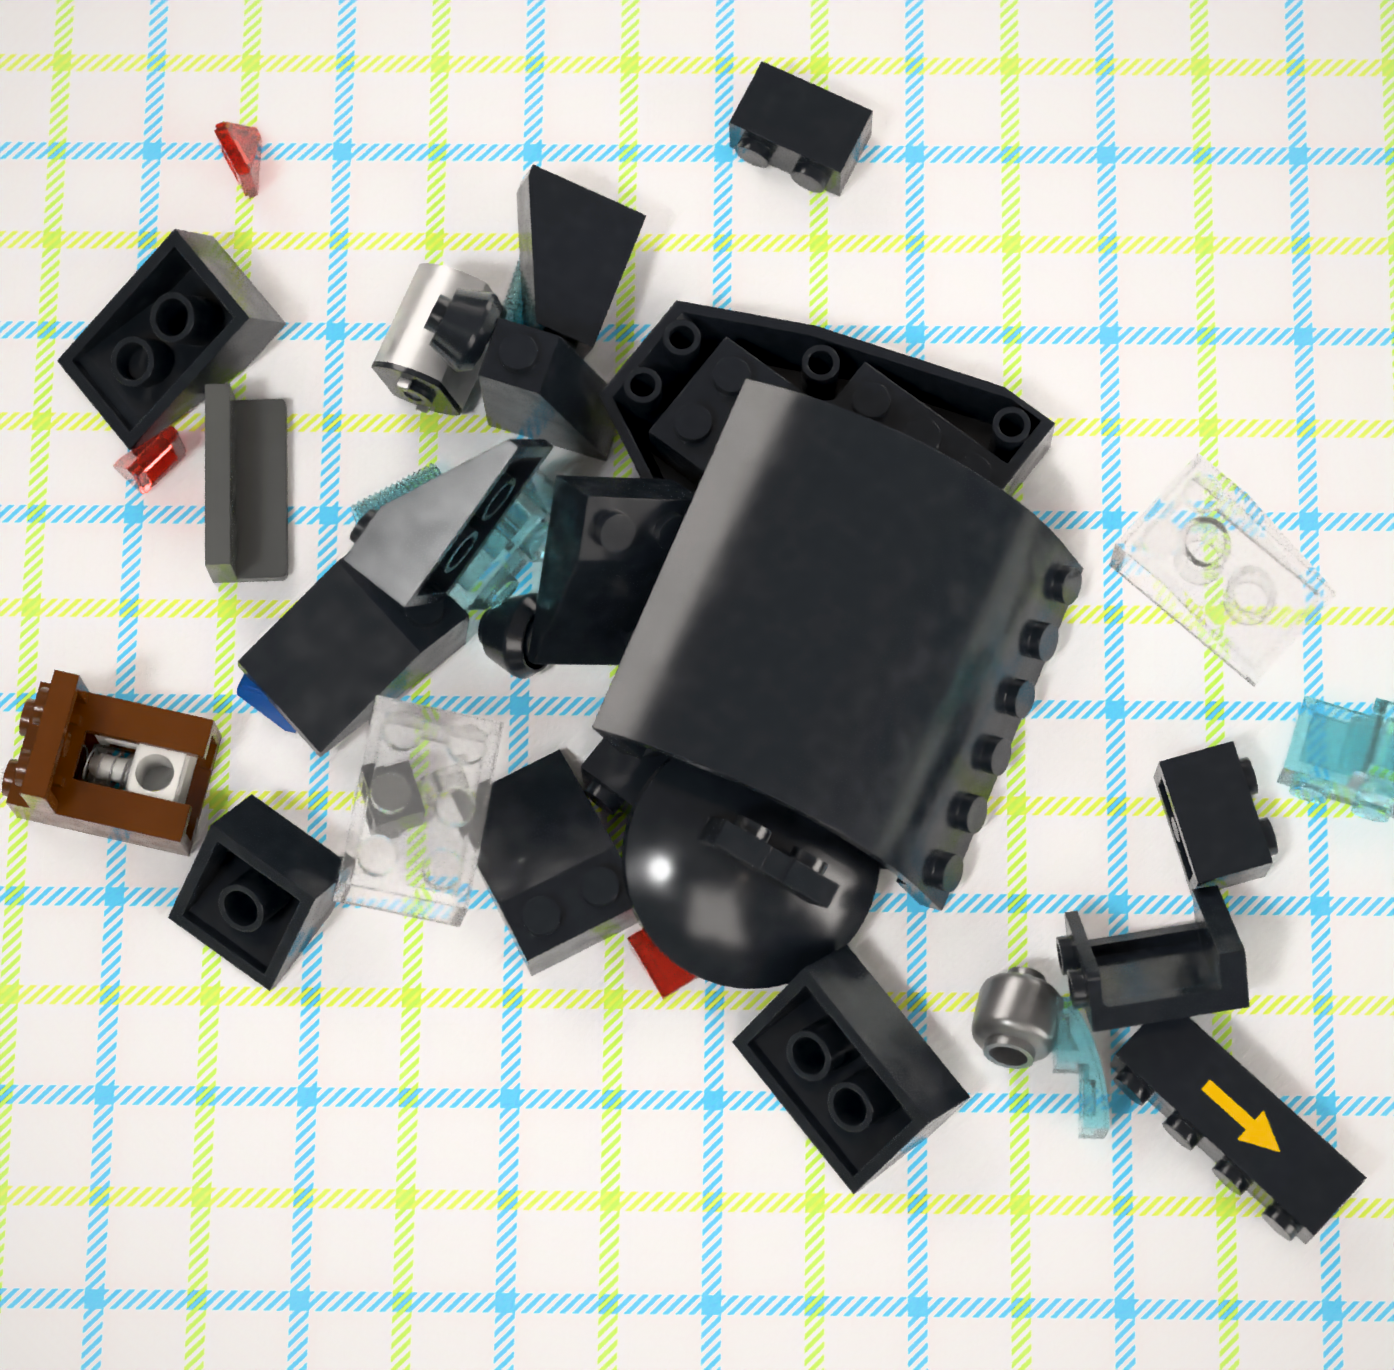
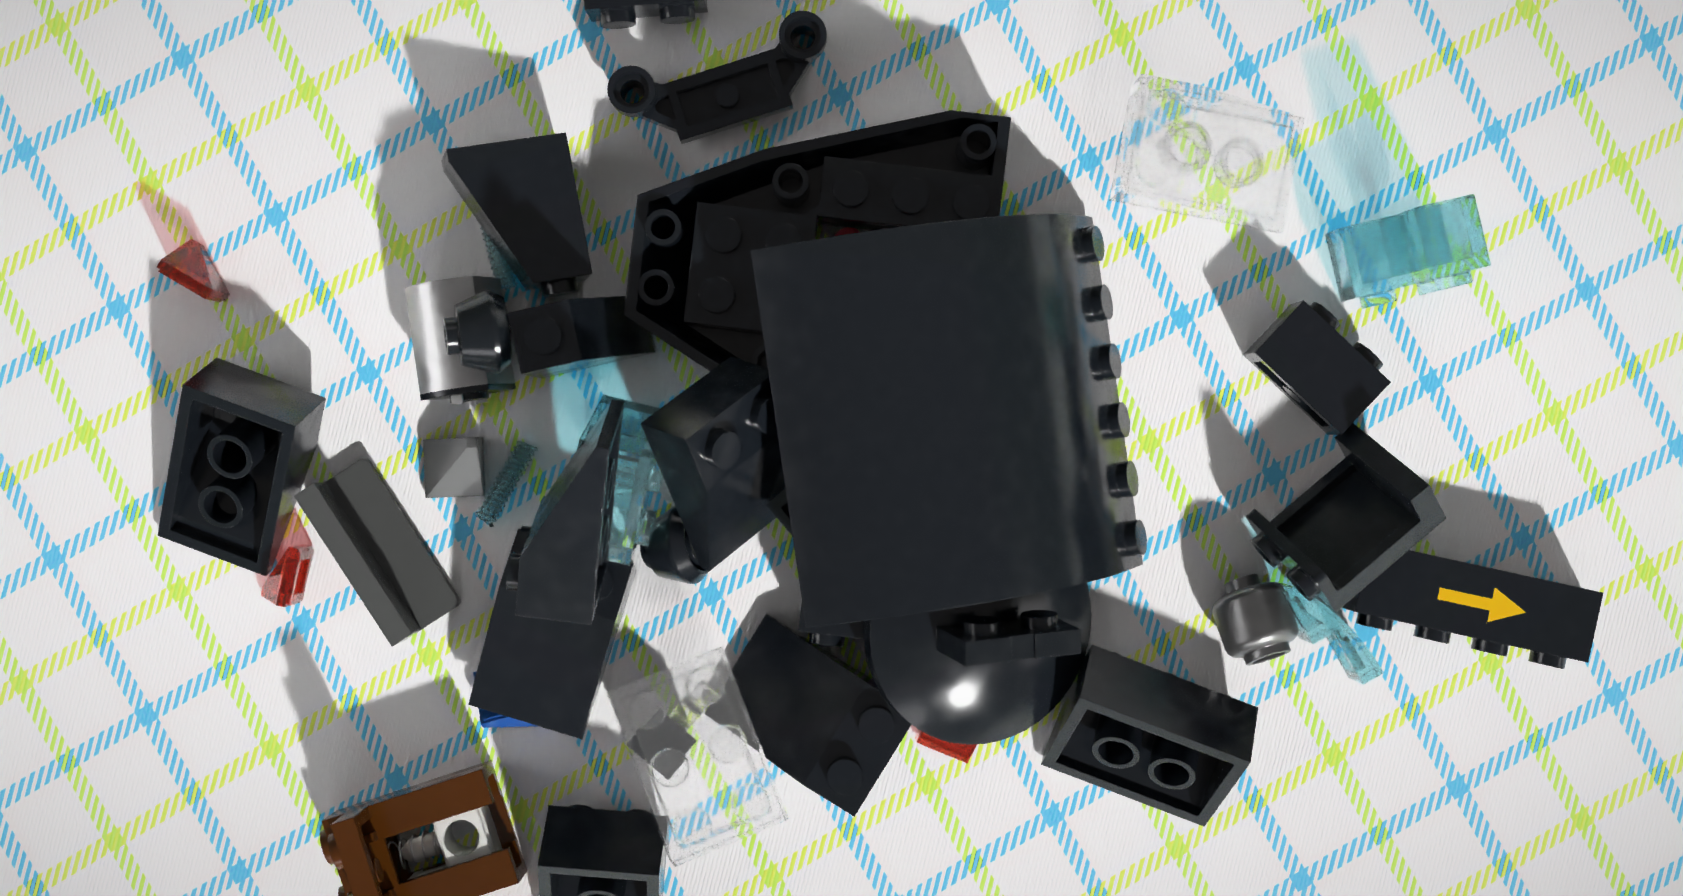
camera: 35 degrees left, 15 degrees up
(360, 453) = (454, 467): none -> dark grey slope
(810, 269) = (727, 93): none -> black plate

